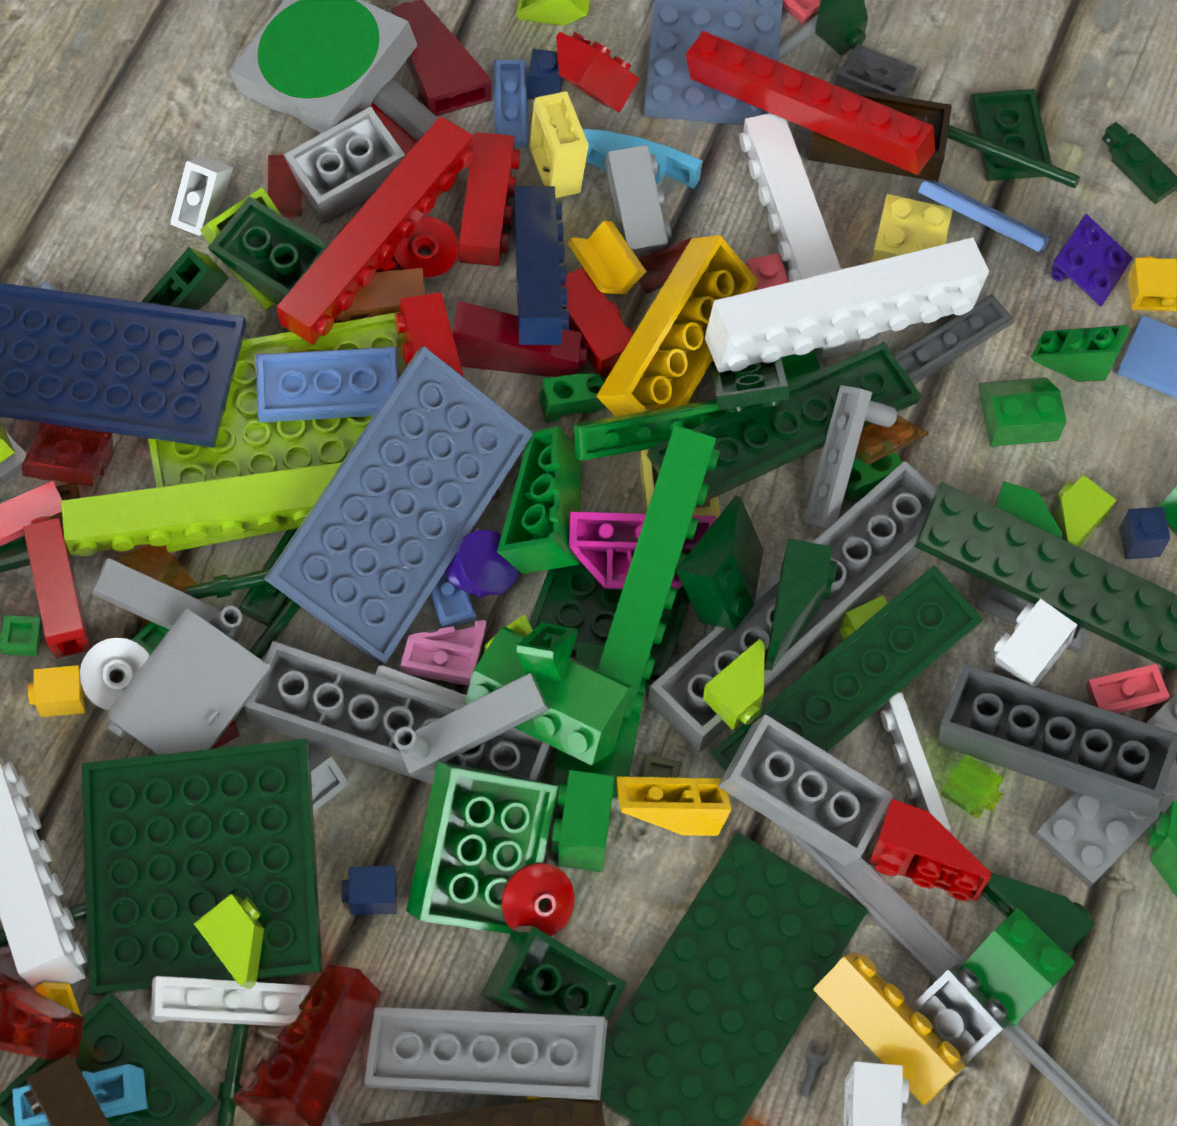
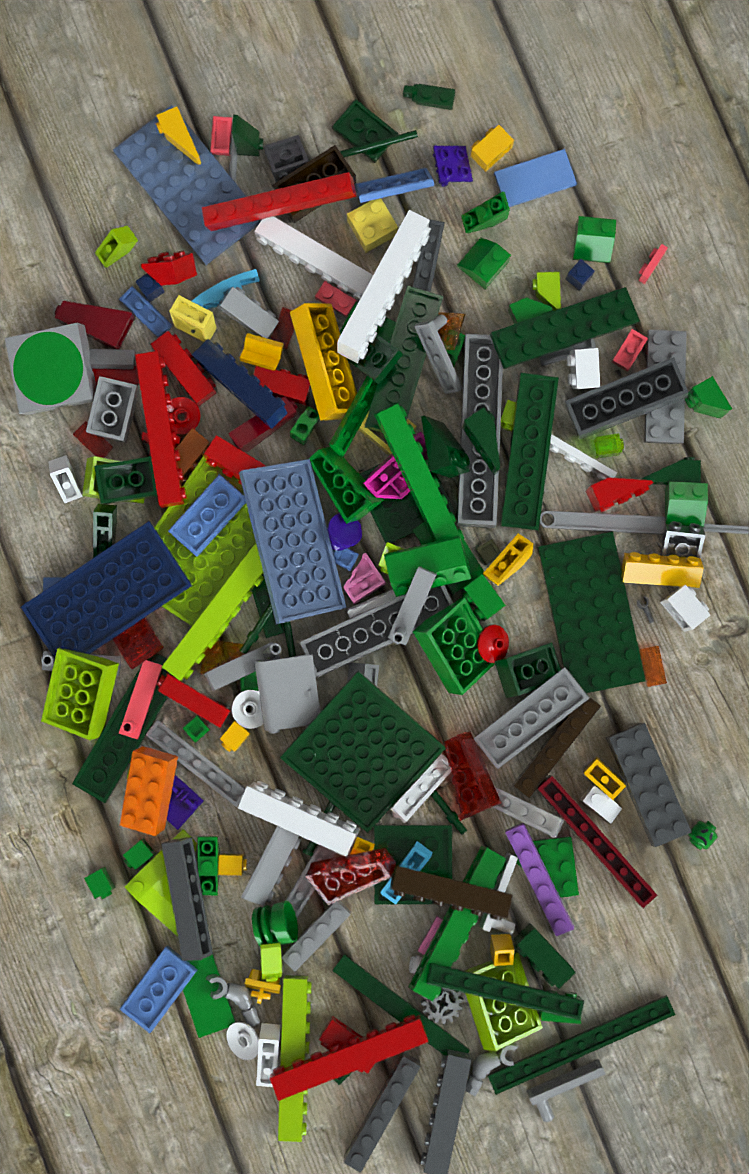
camera: 40 degrees left, 20 degrees up
(235, 937) = (405, 767): lime slope -> none
(371, 890) = (428, 698): dark blue brick -> none
(547, 651) = (414, 550): green slope -> none
(739, 688) = (495, 493): lime slope -> none
(805, 790) = (554, 510): light grey brick -> none

